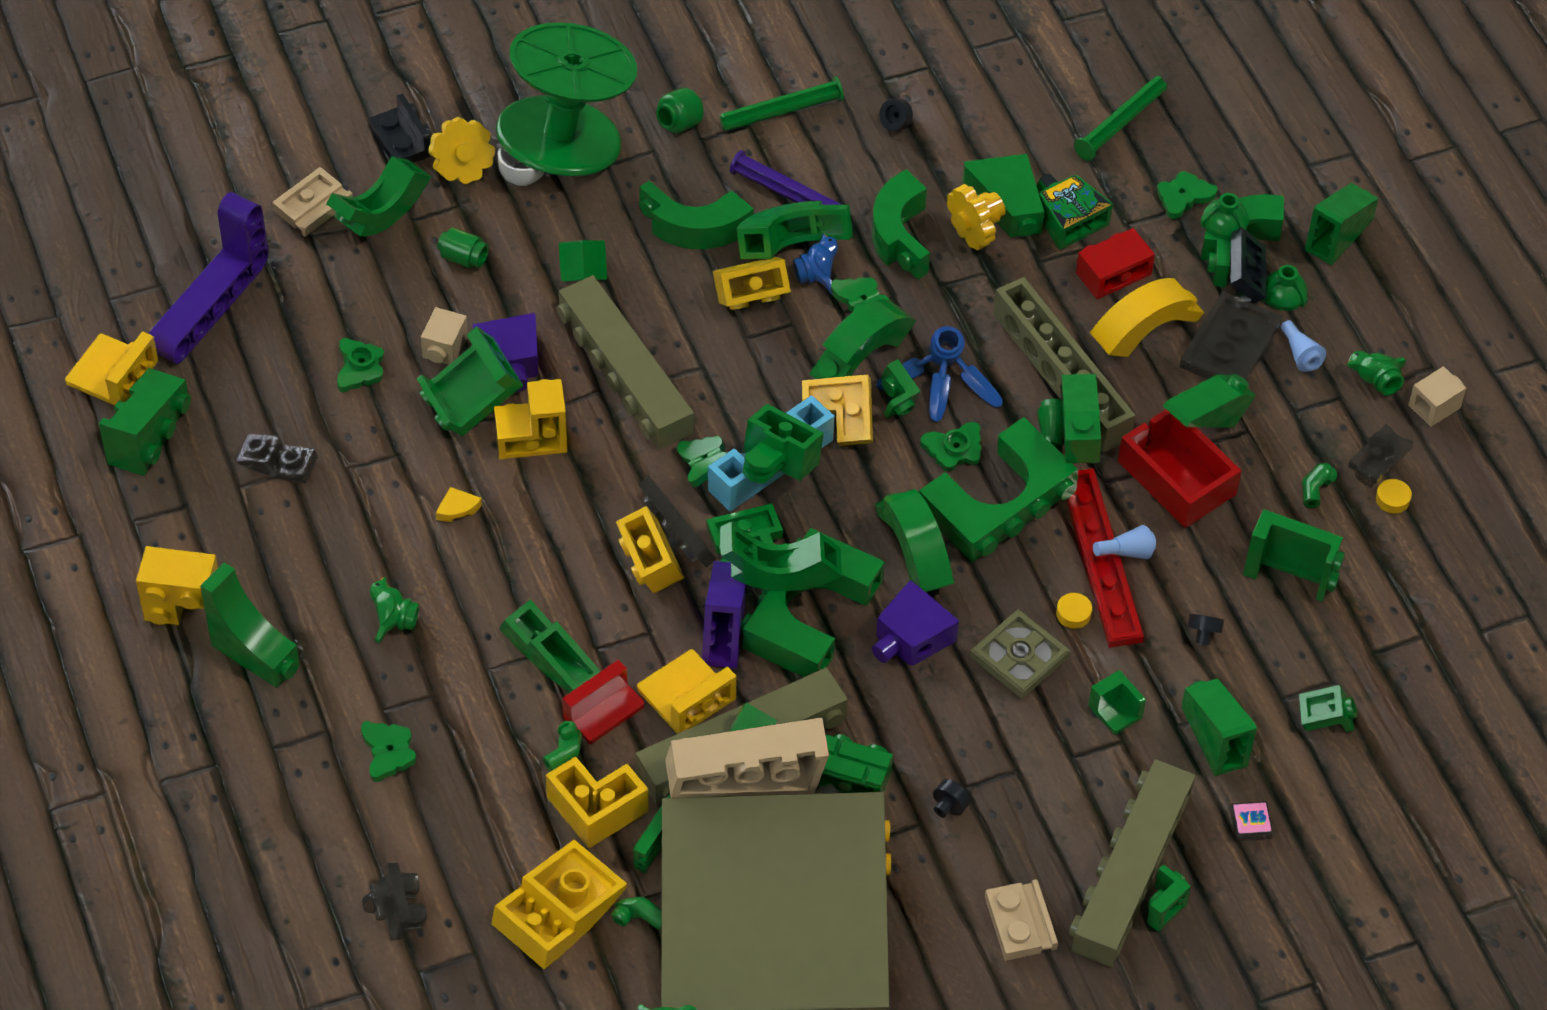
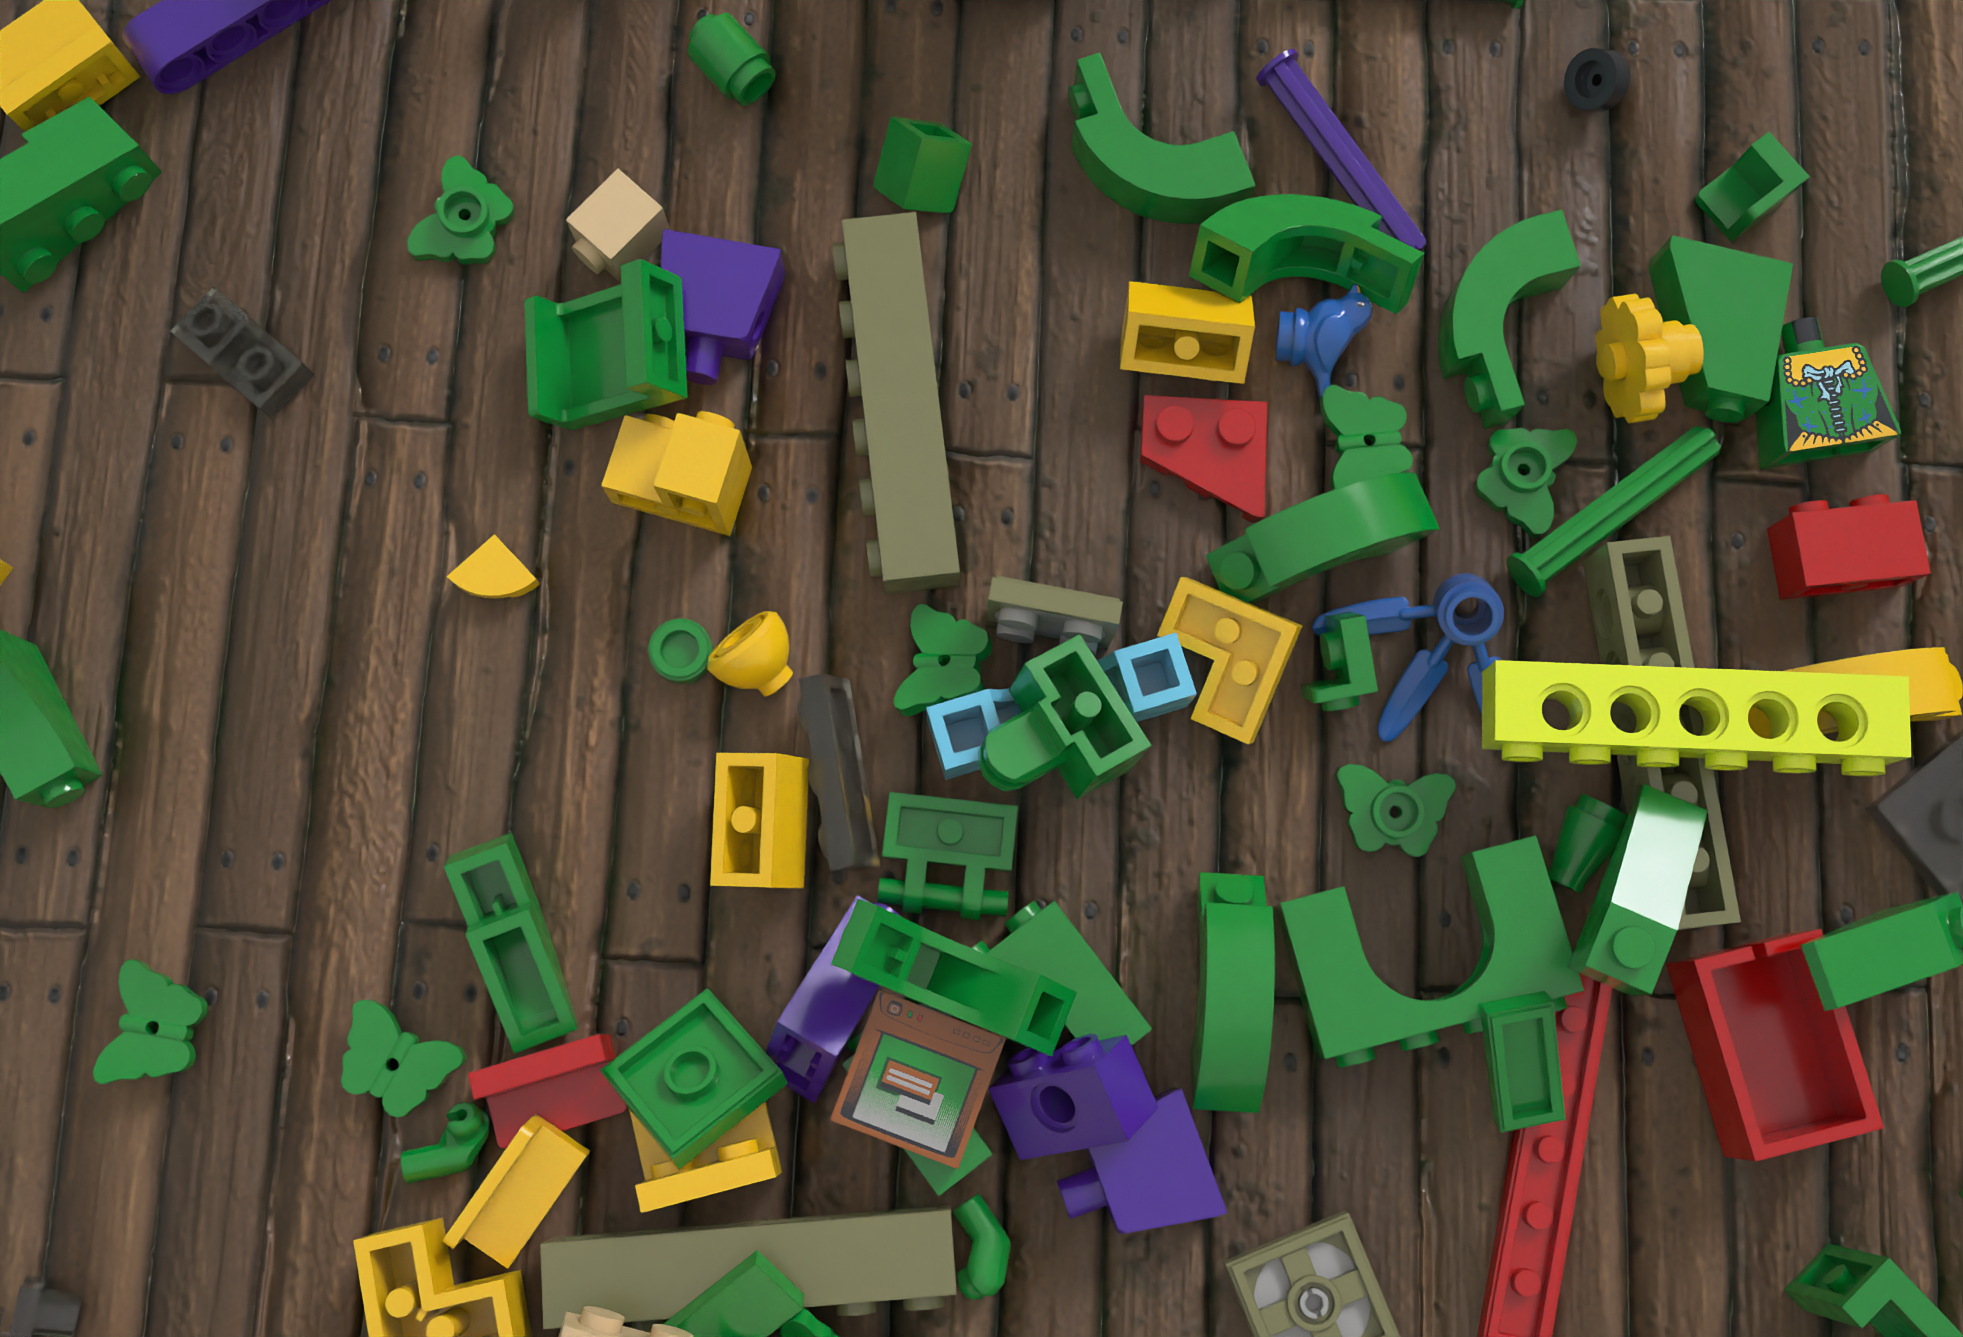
camera: 20 degrees right, 25 degrees up
(392, 609) = (285, 744): green animal -> none
(532, 718) = (376, 1041): none -> green animal
(569, 505) = (680, 651): none -> green tile
(609, 489) = (754, 655): none -> yellow brick
(610, 743) = (518, 1191): none -> yellow panel
(673, 663) = (693, 1078): none -> green tile
(735, 407) = (1034, 609): none -> olive piece
(783, 616) = (918, 1079): none -> tile
(785, 330) = (1210, 447): none -> red wing
(854, 691) = (989, 1250): none -> green arm
(879, 589) = (1074, 1099): none -> dark purple brick
(946, 290) = (1525, 497): none -> green animal
(970, 323) = (1612, 510): none -> green axle
(995, 133) = (1751, 187): none -> green panel
(1066, 335) = (1868, 710): none -> neon yellow brick
(1066, 511) = (1522, 1061): none -> green tile
(1074, 610) = (1449, 1245): yellow tile -> none
(1135, 543) = (1618, 1163): light blue cone -> none

